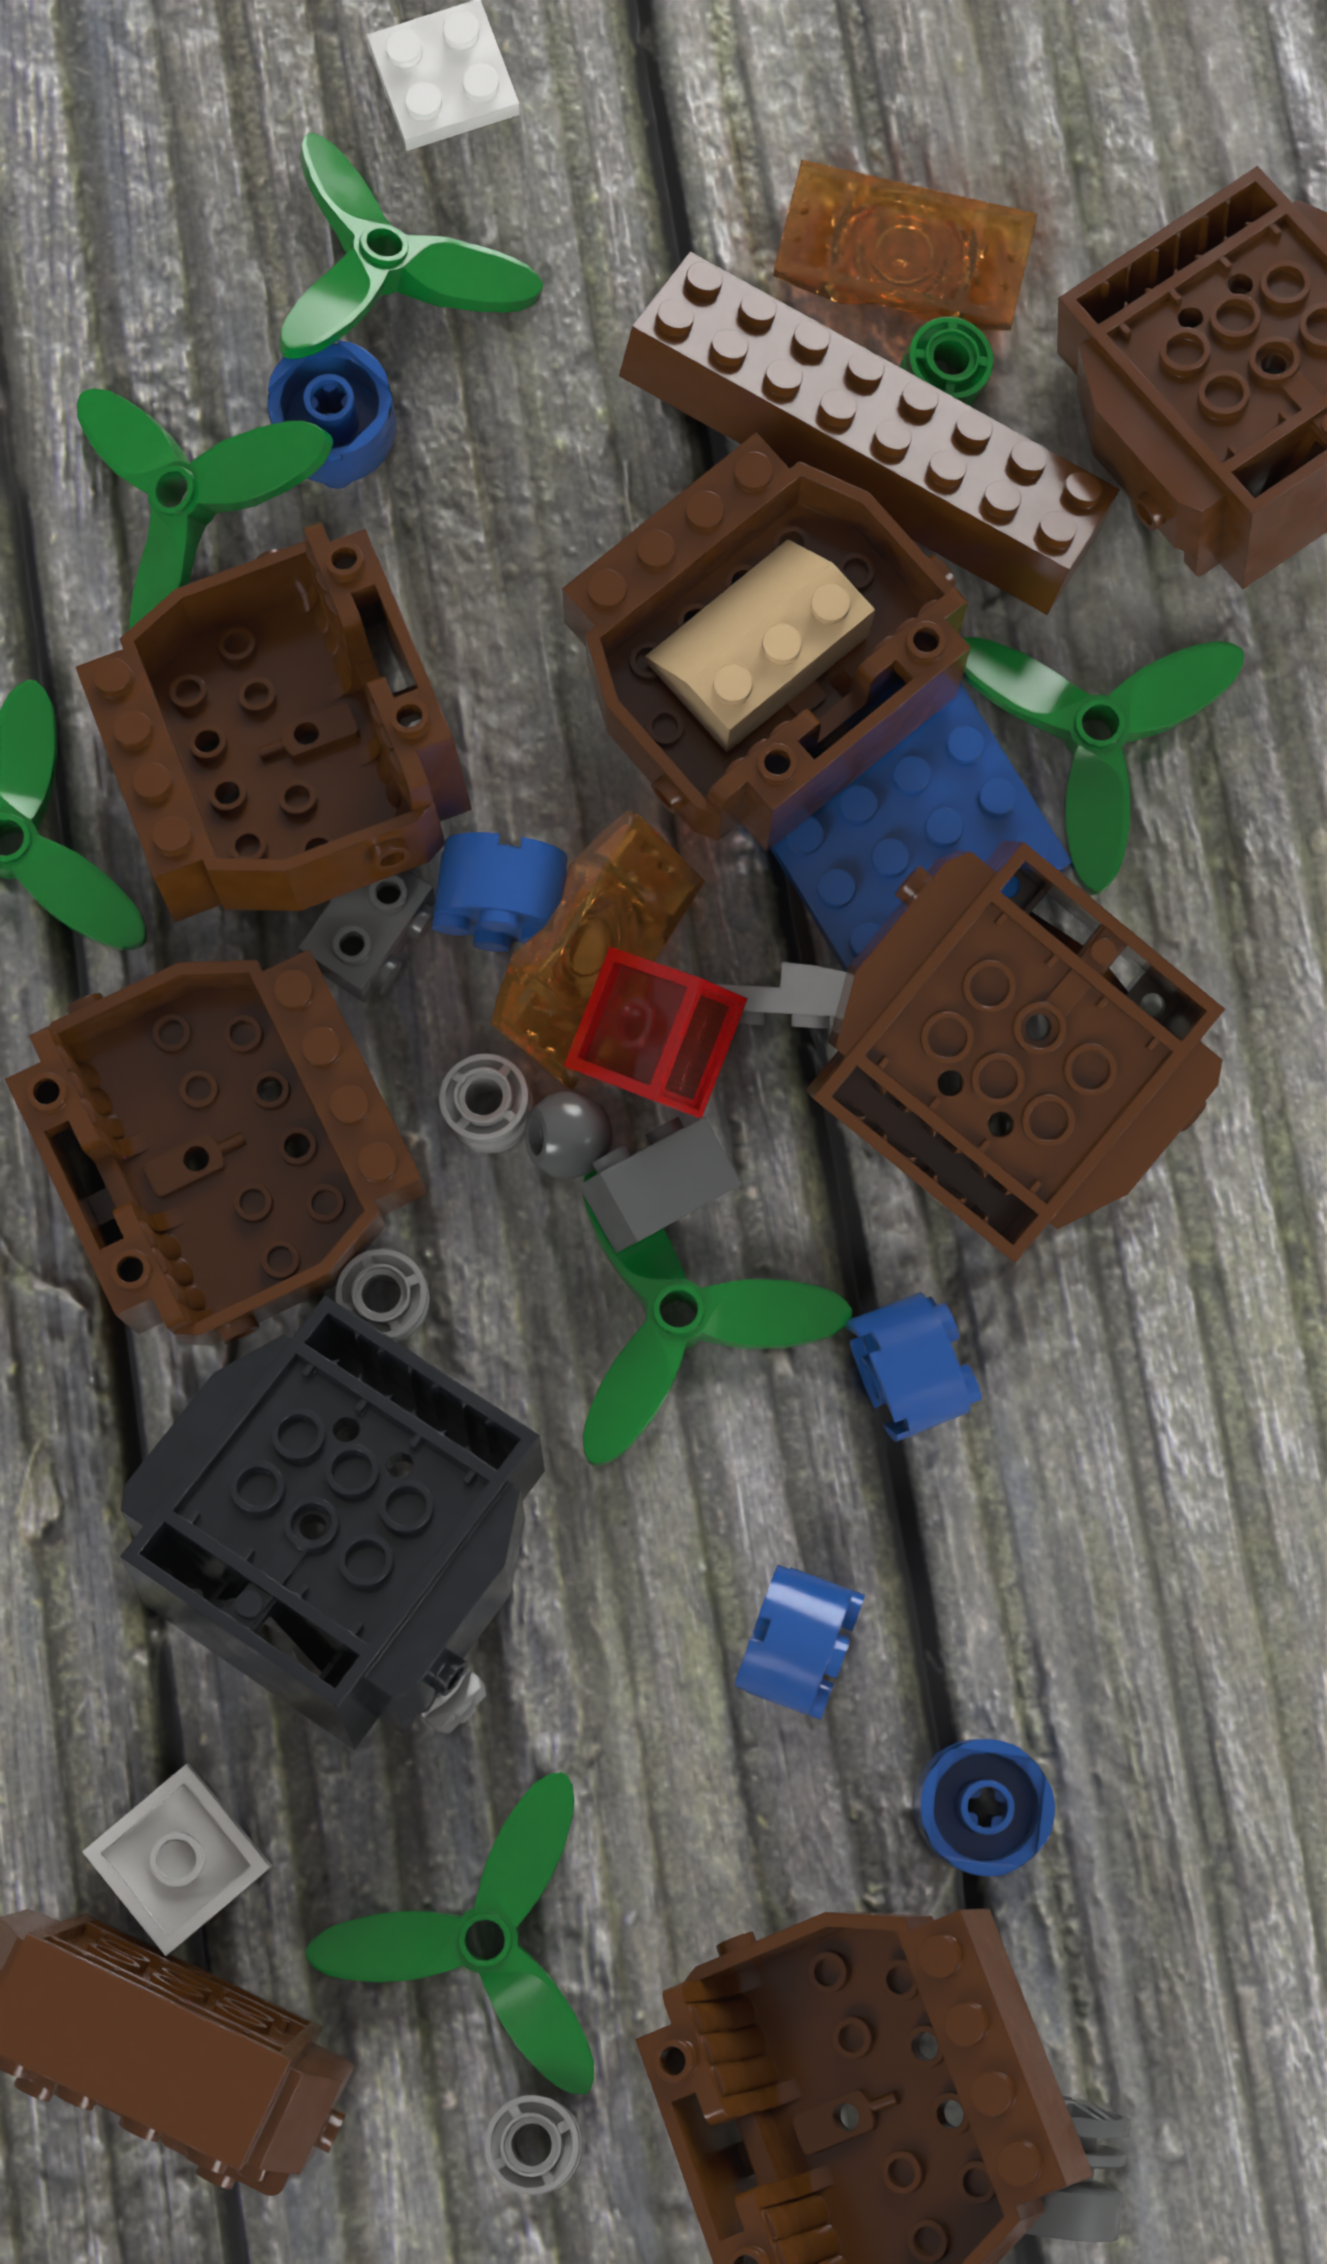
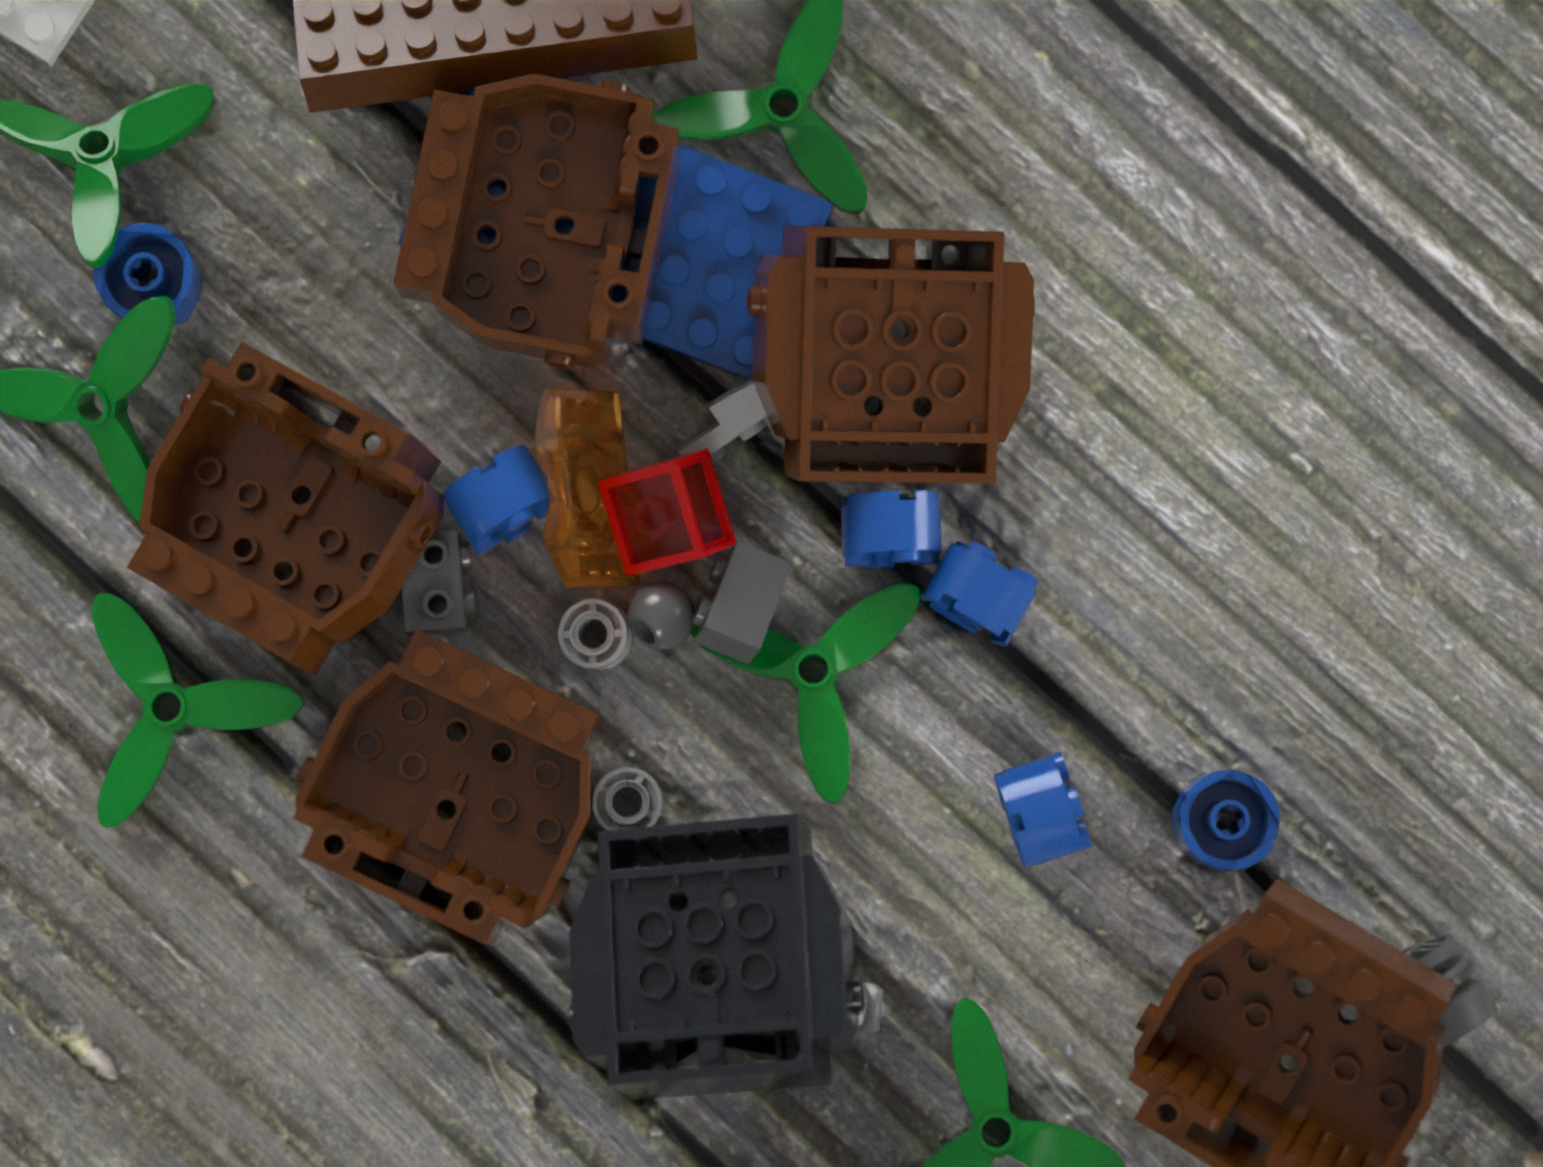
camera: 40 degrees left, 5 degrees up
(762, 641) = (538, 217): tan slope -> none
(873, 1227) = (891, 528): none -> blue brick

